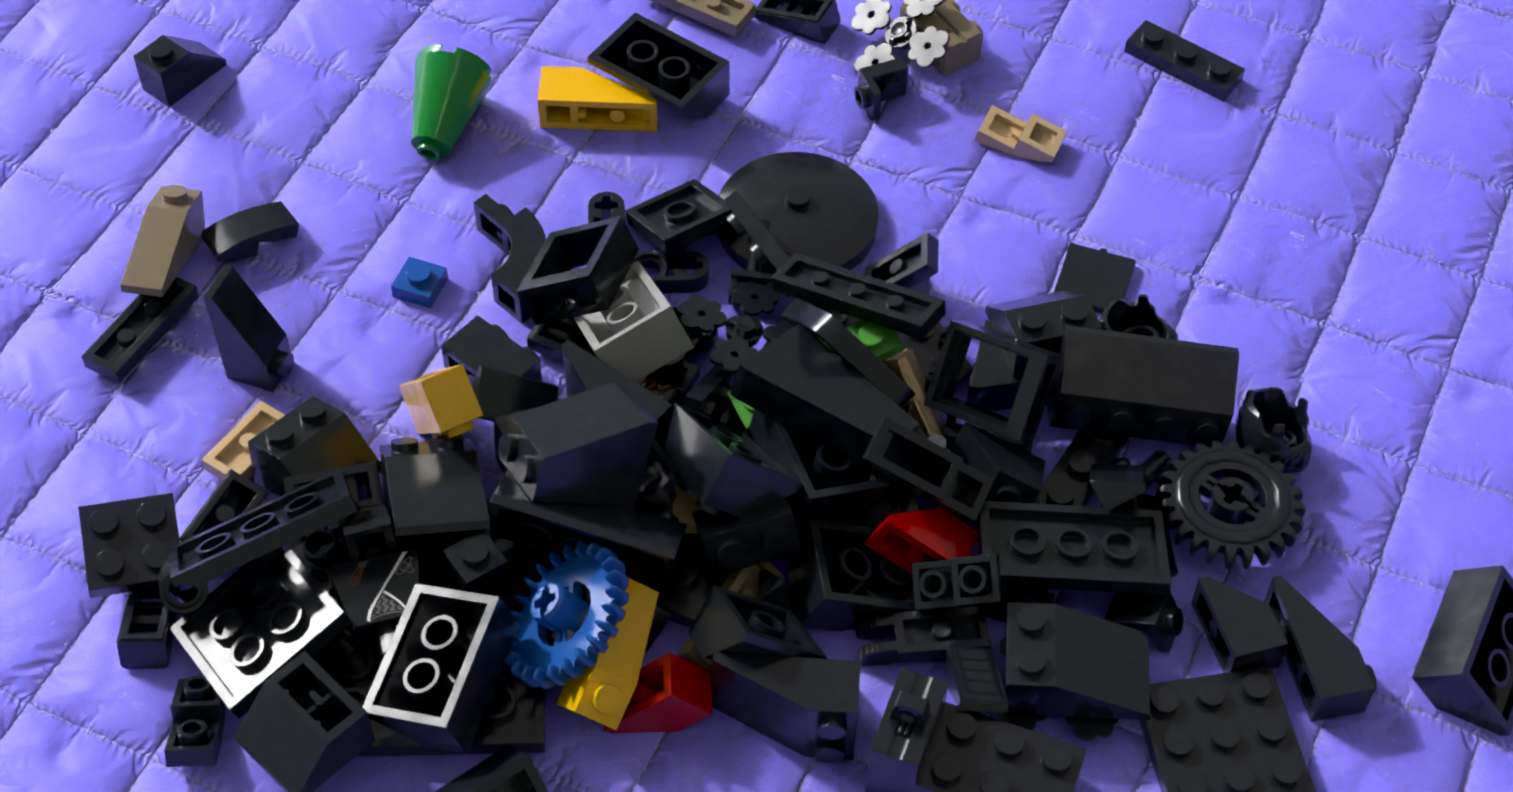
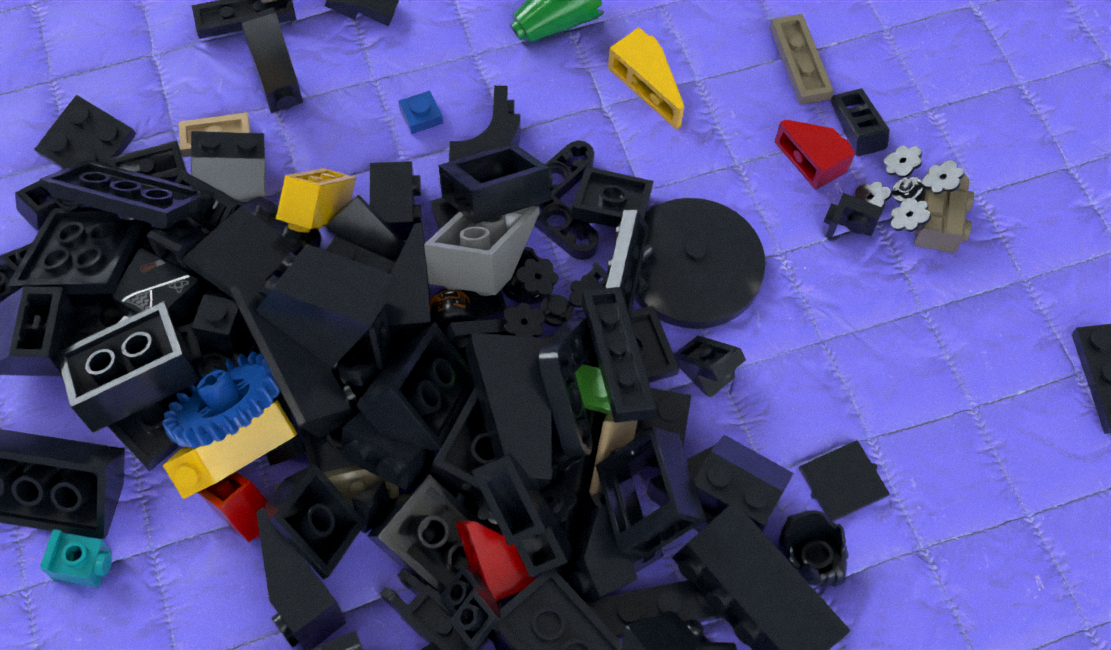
camera: 45 degrees right, 10 degrees up
(664, 66) = (711, 89): black slope -> none
(792, 60) = (815, 151): none -> red slope
(1027, 140) = (912, 334): tan slope -> none

